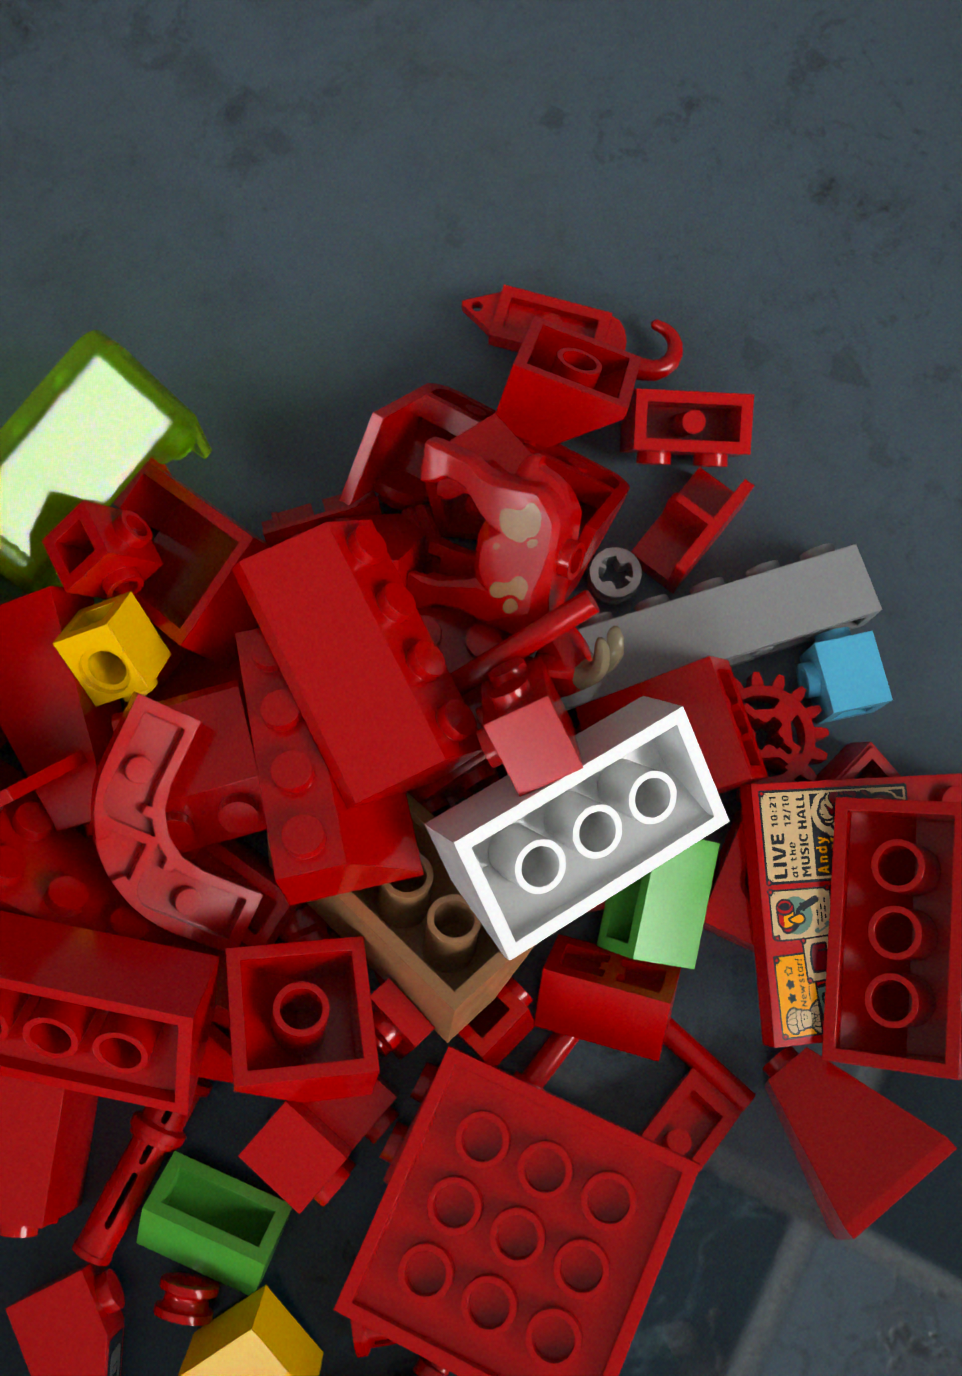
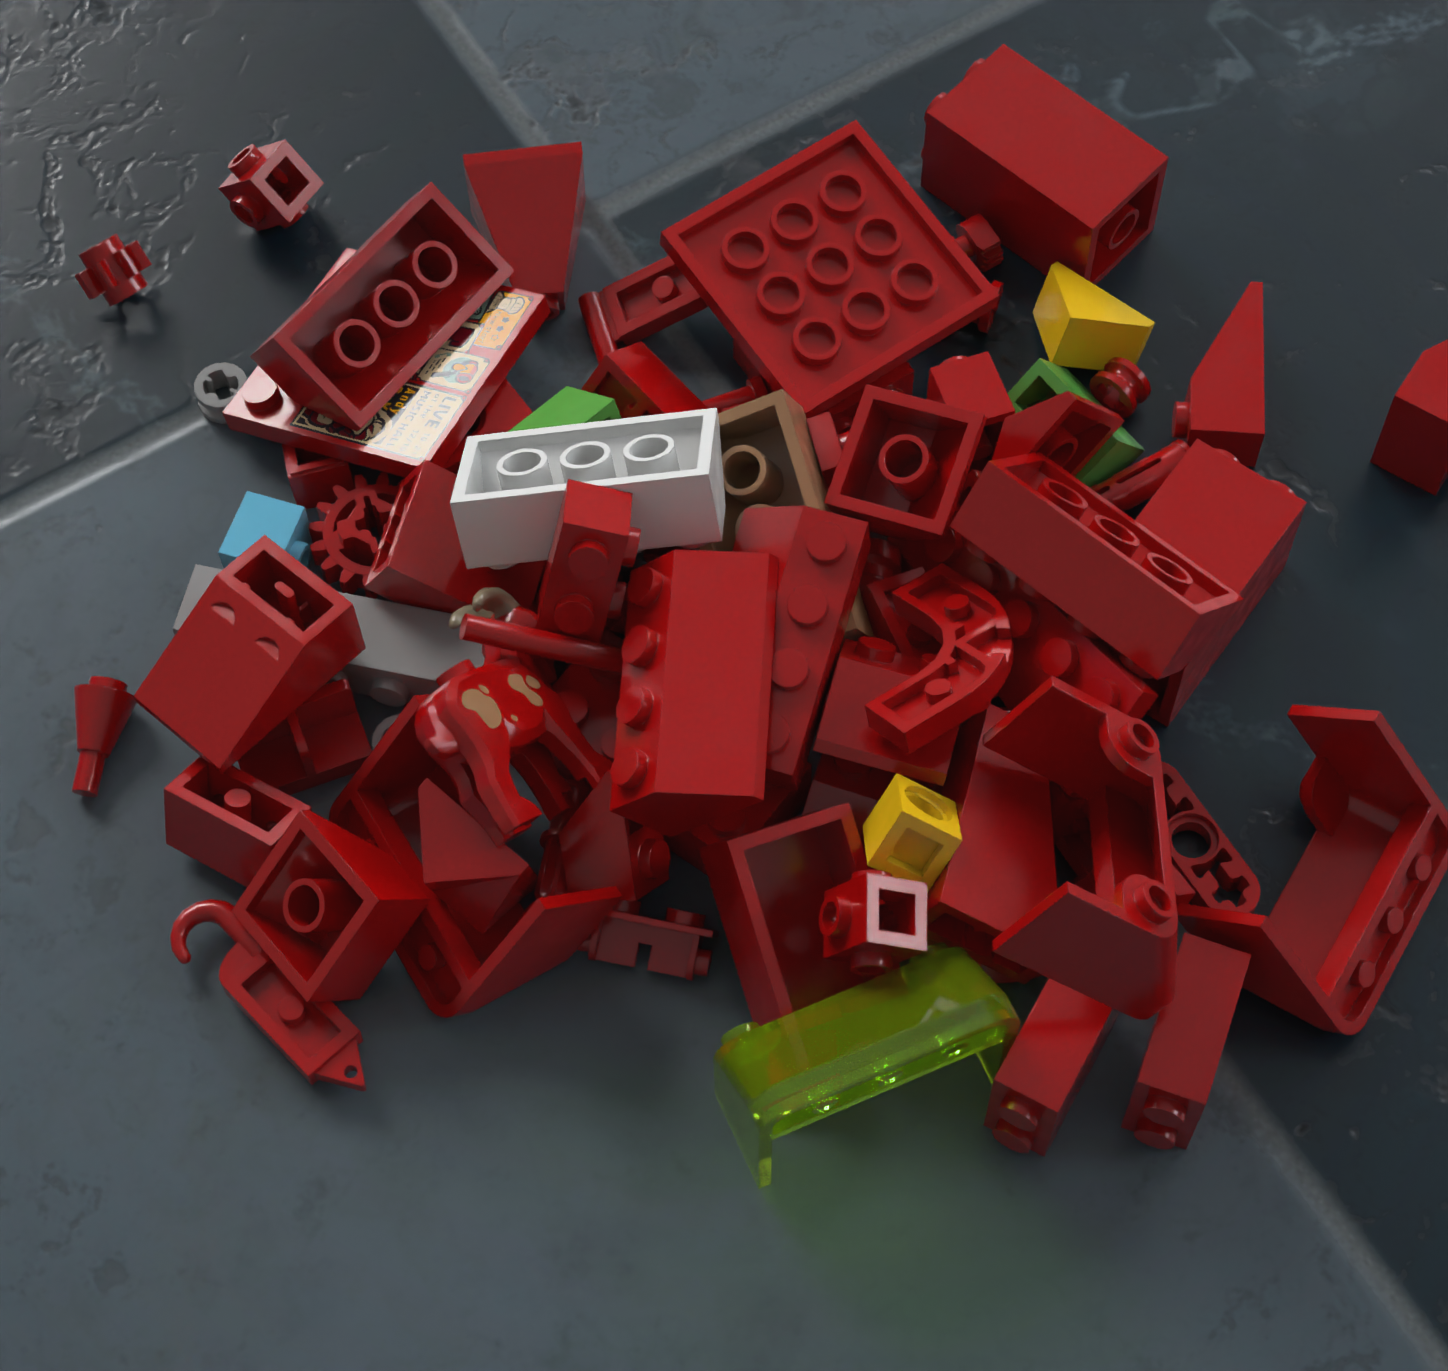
camera: 145 degrees left, 15 degrees down
(197, 1150) = (1061, 428): none -> red slope
(768, 530) = (250, 654): none -> red slope
(860, 466) = (100, 715): none -> red cone

